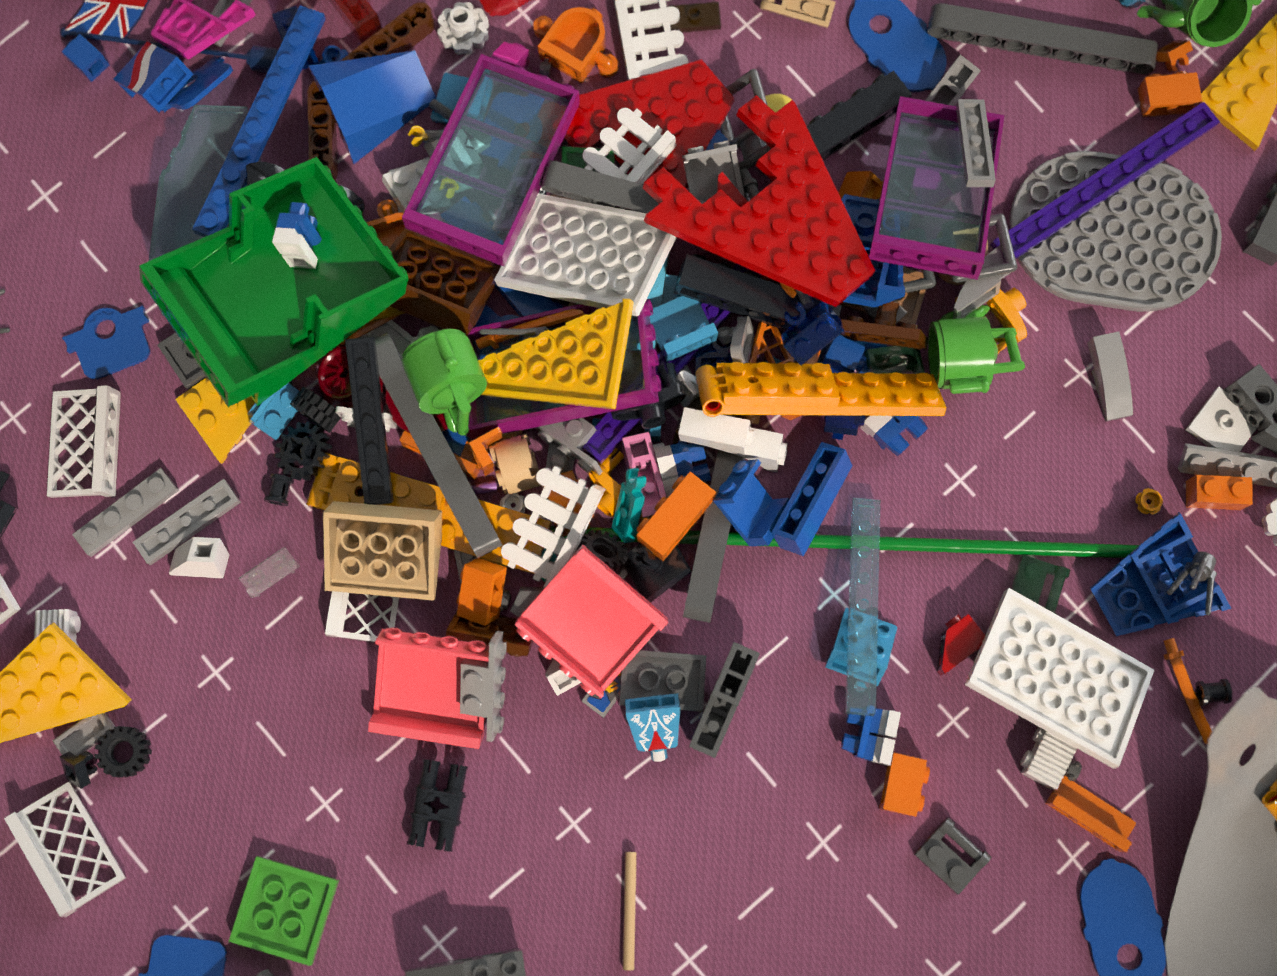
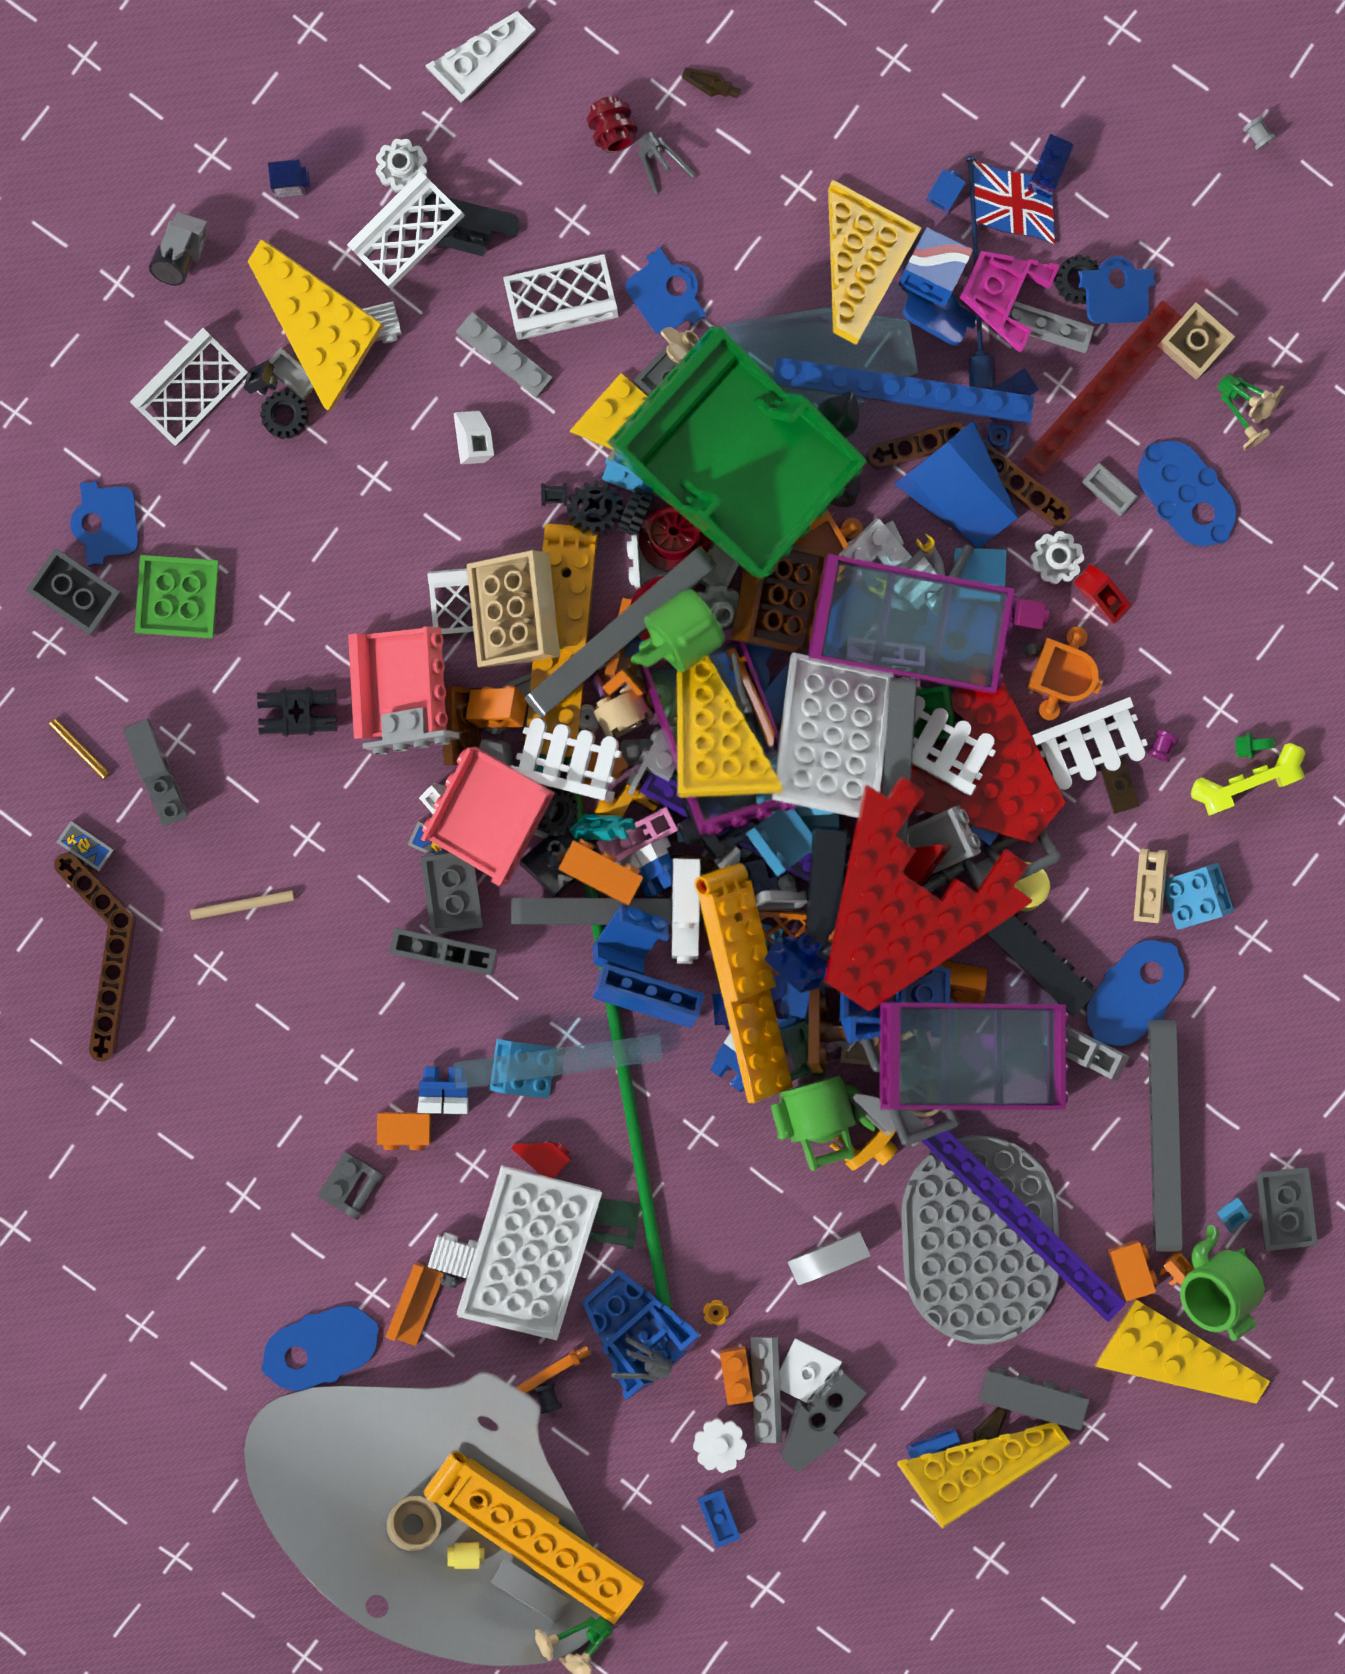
camera: 75 degrees right, 10 degrees up
(122, 136) = (865, 256): none -> yellow wing
(161, 333) = (678, 342): none -> tan plate
(186, 522) = (506, 416): light grey plate -> none
(269, 572) = (479, 510): clear hinge -> none
(296, 236) = (783, 463): hips -> none
(369, 420) = (628, 569): black tile -> none
(654, 723) = (410, 892): dark azure torso -> none
(975, 143) = (1021, 1084): light grey plate -> none

